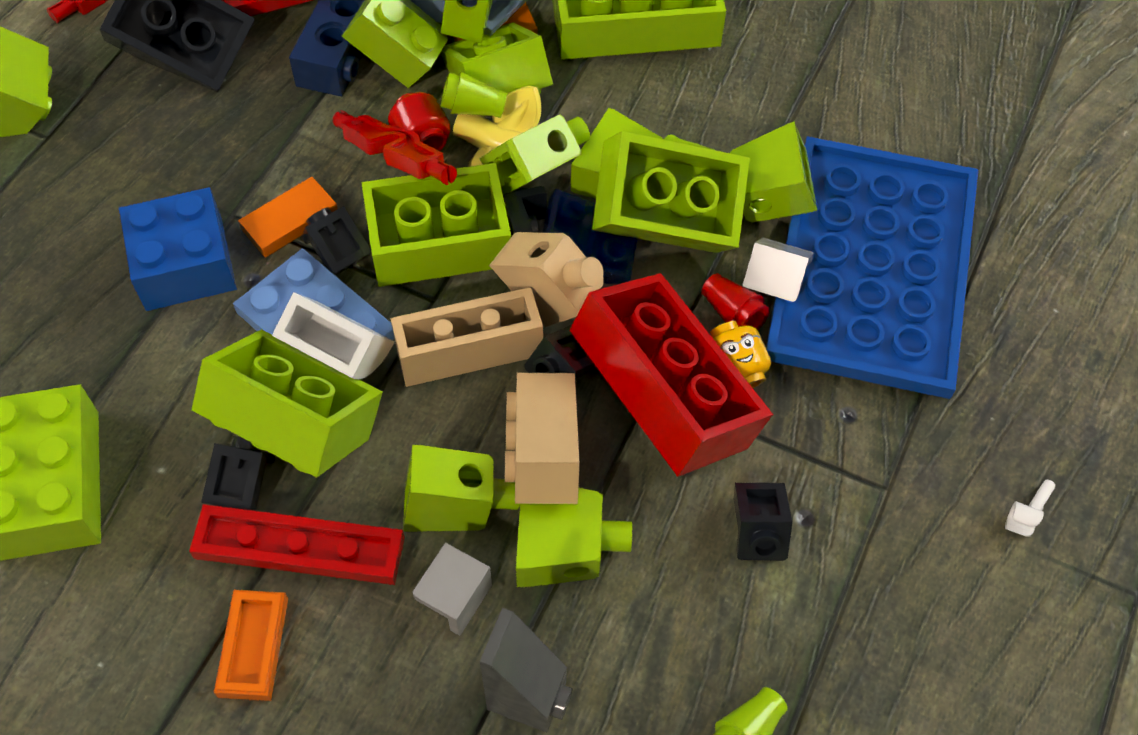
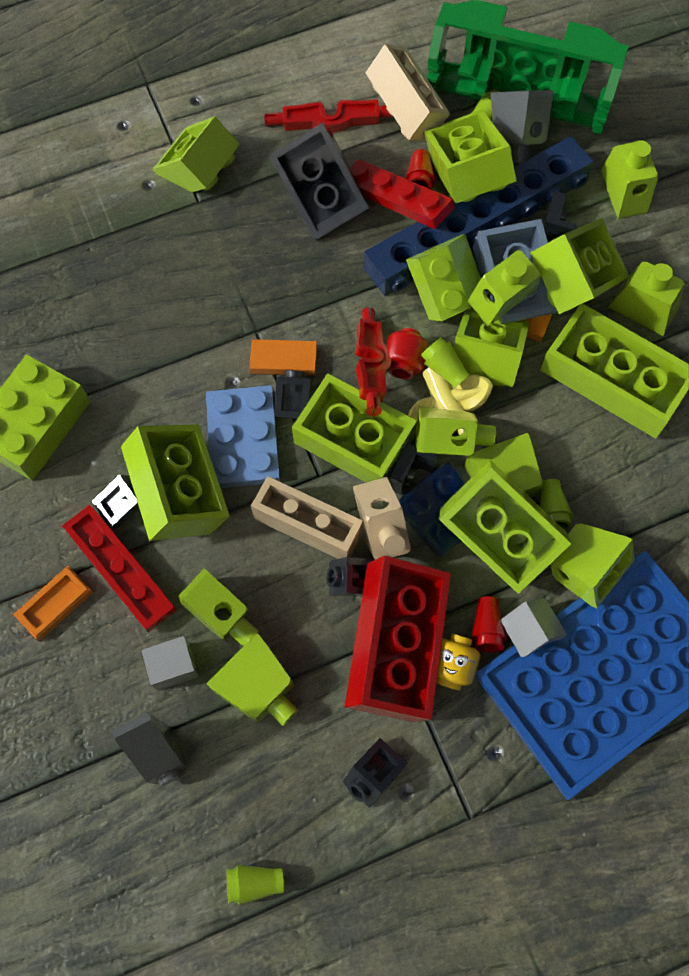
camera: 45 degrees right, 10 degrees up
(177, 249) = (202, 334): blue brick -> none
(331, 337) = (230, 460): white brick -> none
(543, 439) = (288, 620): tan brick -> none
(1024, 518) = (535, 915): white hand -> none

